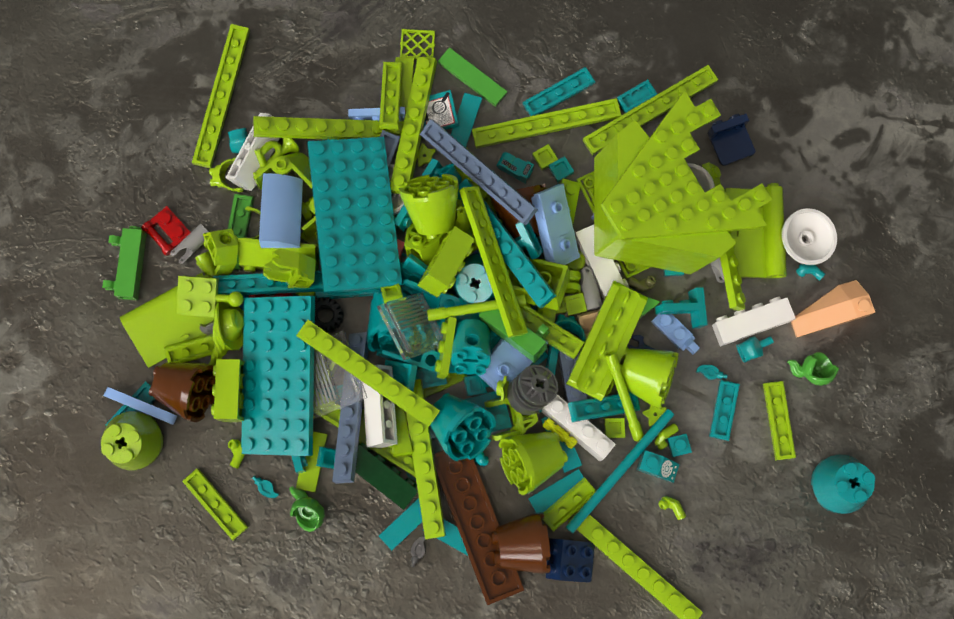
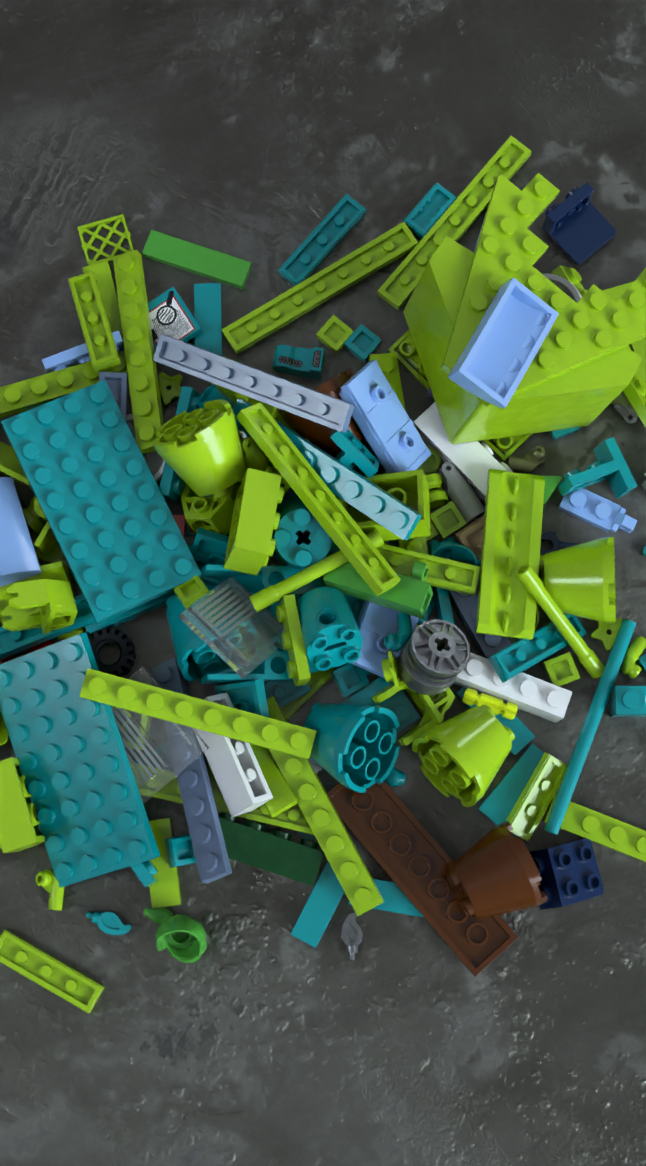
camera: 15 degrees left, 0 degrees up
(513, 371) = (400, 638): none -> teal arm
(645, 203) = (504, 344): none -> light blue slope

